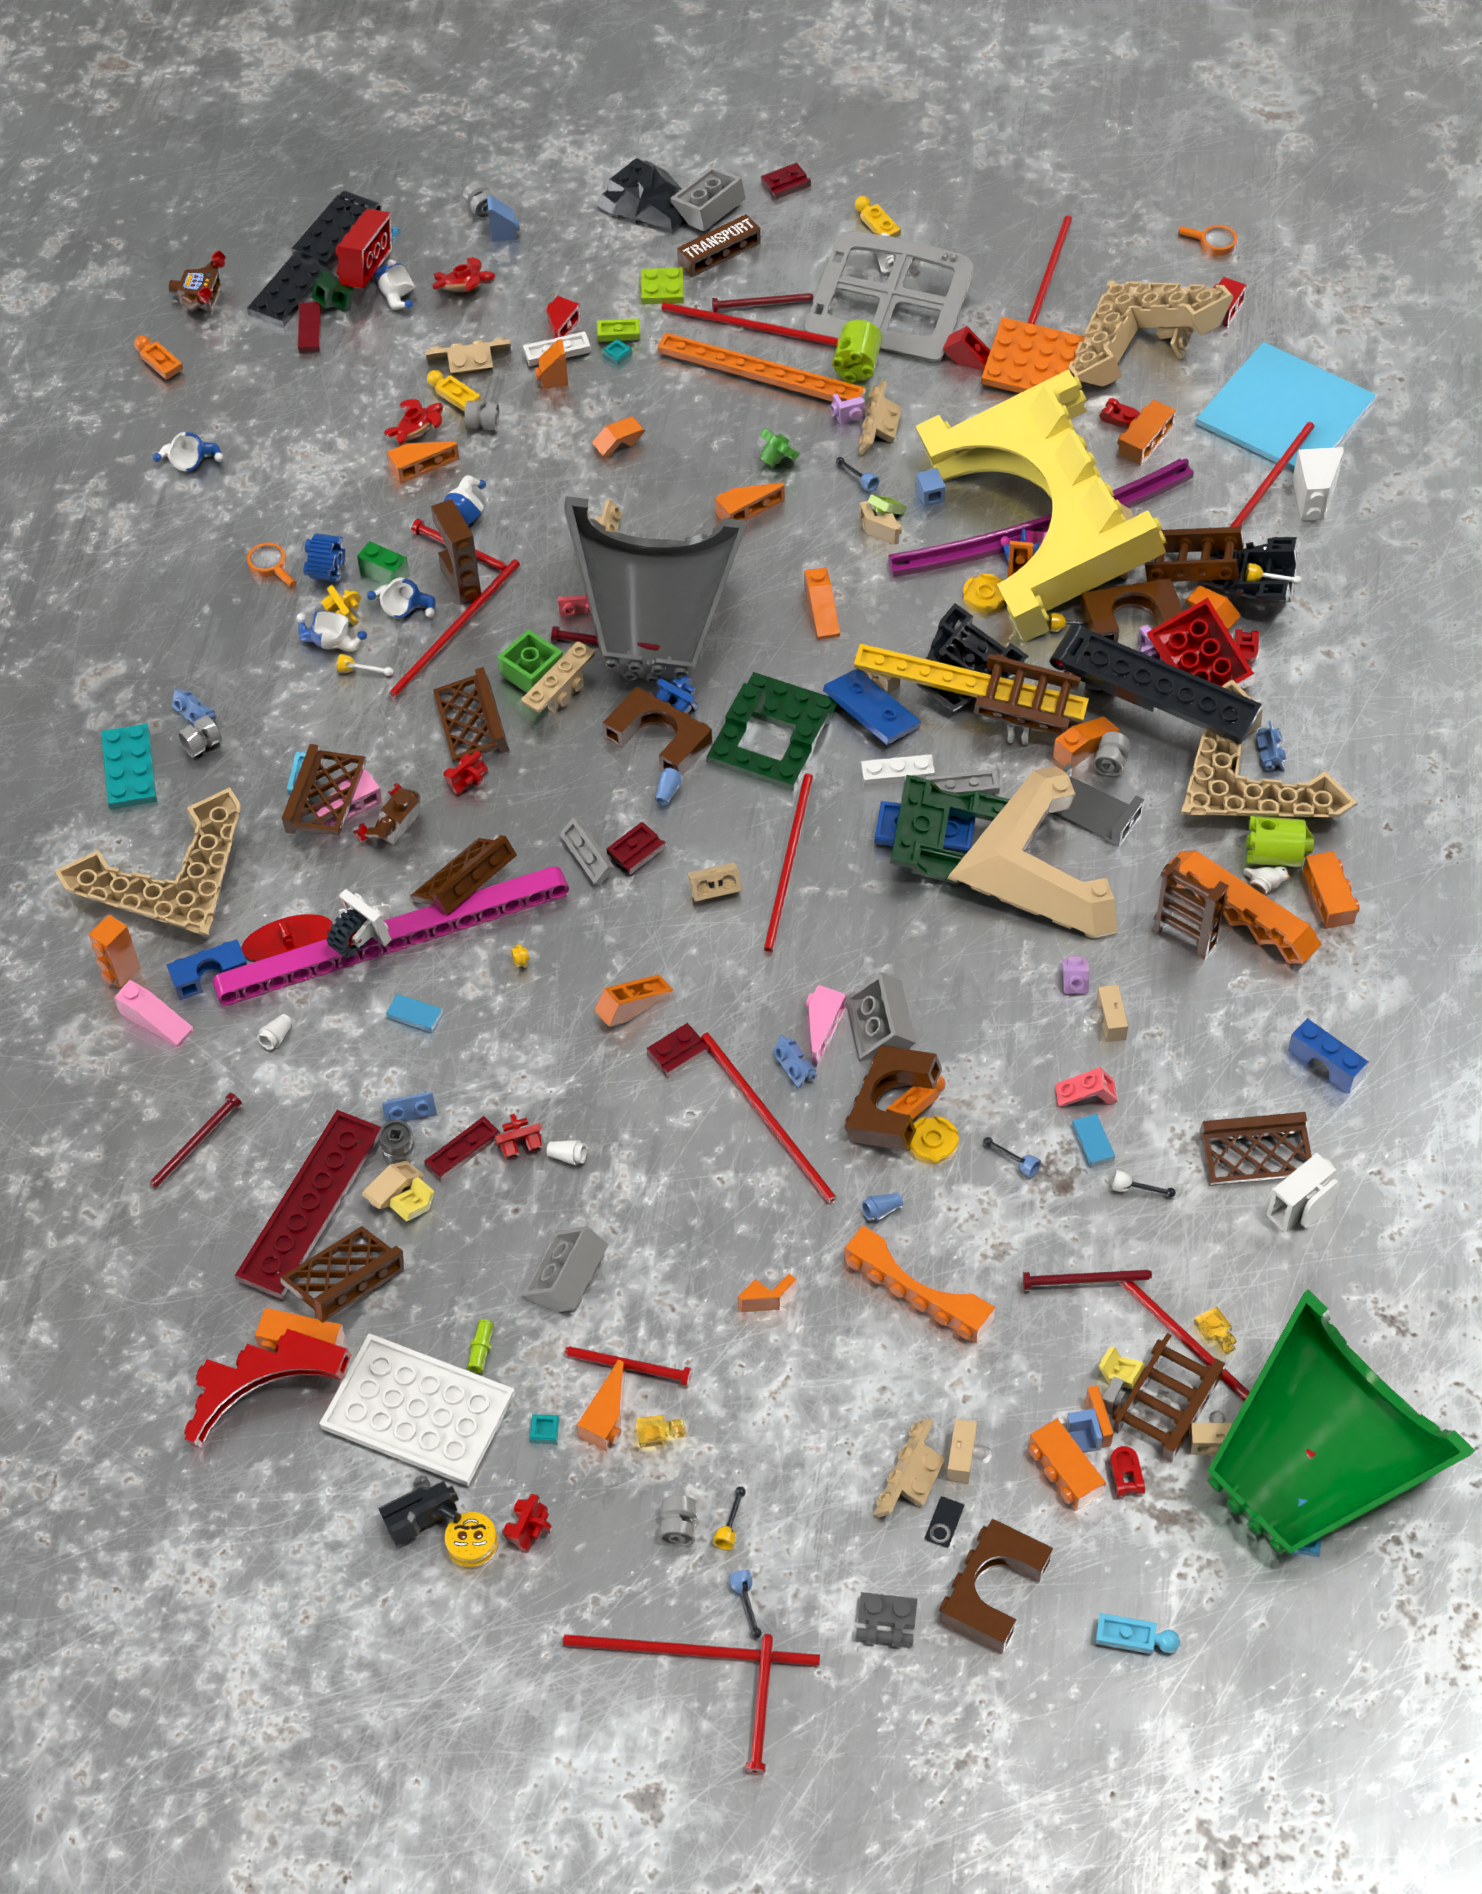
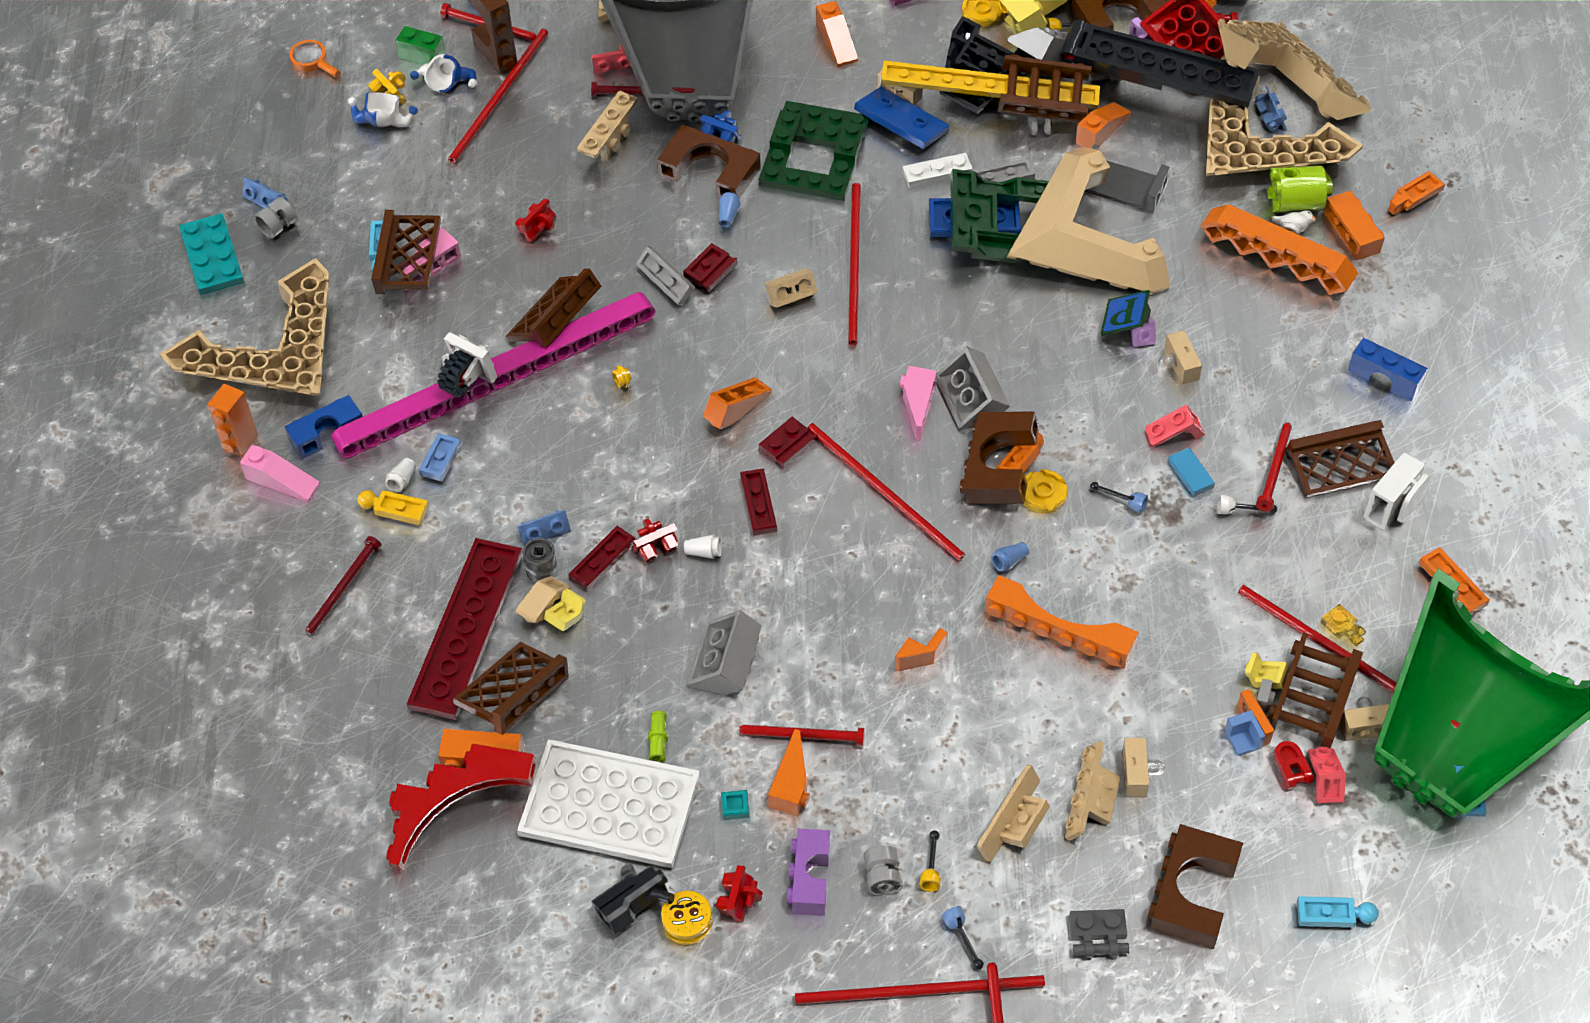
camera: 10 degrees left, 0 degrees up
(262, 1064) = (394, 506): none -> yellow plate
(285, 936) = (393, 387): red shield -> none
(318, 1017) = (440, 457): none -> medium blue plate
(324, 557) = (364, 45): blue brick -> none
(346, 664) = (403, 138): hinge -> none
(394, 816) = (477, 268): reddish brown torso -> none
(414, 1013) = (531, 441): dark azure tile -> none
(487, 706) = (544, 159): reddish brown fence -> none
(527, 660) = (575, 114): bright green brick -> none
(609, 1488) = (808, 893): none -> medium lavender arch
(634, 1110) = (758, 502): none -> dark red tile
(654, 1430) = (842, 790): clear yellow plate -> none
(789, 1056) = (896, 438): medium blue hinge -> none
(827, 1484) = (1016, 817): none -> tan bracket
(944, 1521) = (1132, 835): black sticker -> none
(1032, 645) = (1041, 43): none -> slope
(1061, 956) = (1126, 312): none -> piece
(1066, 1464) = (1235, 765): orange brick -> none
(1084, 1278) = (1162, 605): dark red bar -> none
(1112, 754) = (1130, 132): light grey wheel -> none
(1161, 1488) = (1330, 775): none -> coral bracket
(1162, 1185) = (1265, 502): none -> red bar
(1211, 910) = (1259, 252): reddish brown fence -> none
(1304, 683) = (1278, 47): none -> tan wedge
(1345, 1299) = (1469, 593): none -> orange plate
(1407, 861) = (1415, 192): none -> orange hinge

